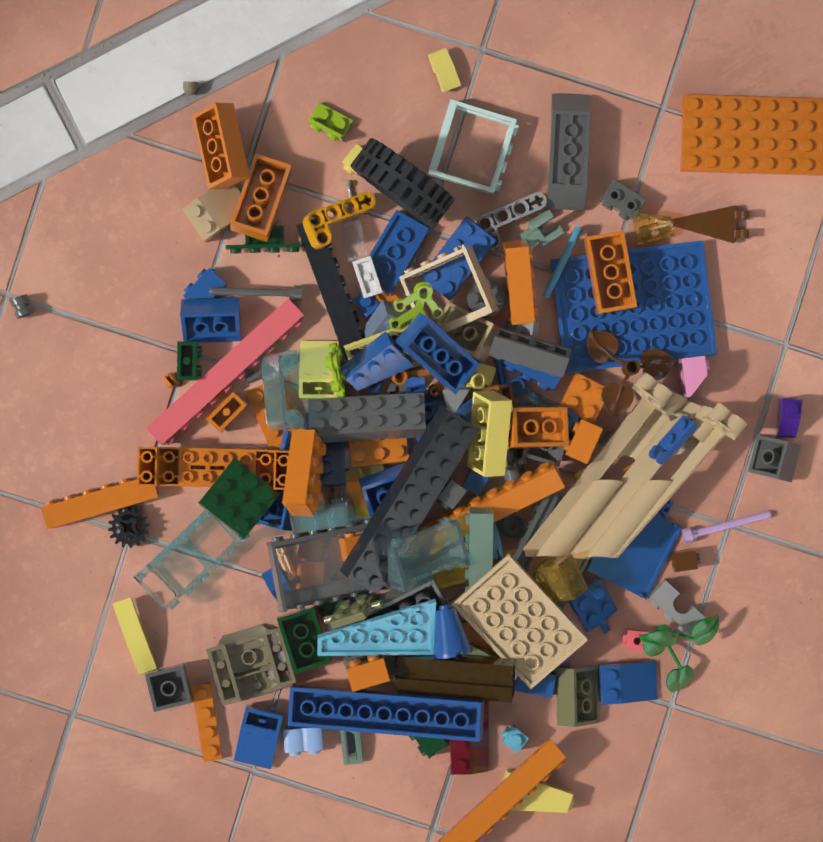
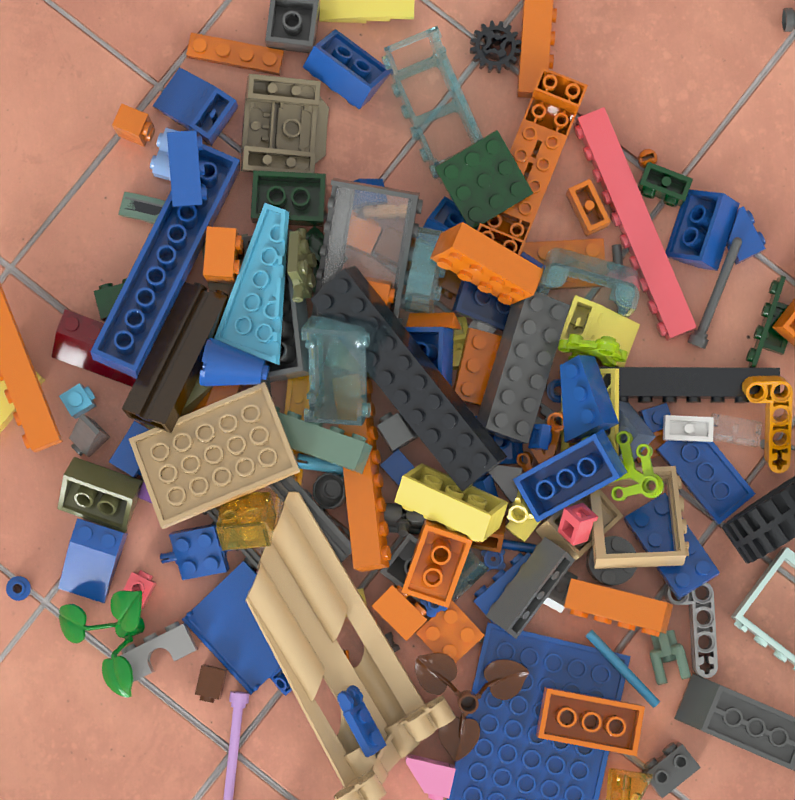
camera: 110 degrees right, 5 degrees down
(187, 633) = (346, 68): none -> blue slope
(292, 776) = (133, 125): none -> orange brick
(314, 724) = (186, 168): none -> blue wedge
(470, 335) = (577, 523): none -> coral brick
(538, 720) = (87, 436): none -> dark grey slope
(664, 724) = (26, 588): none -> blue plate

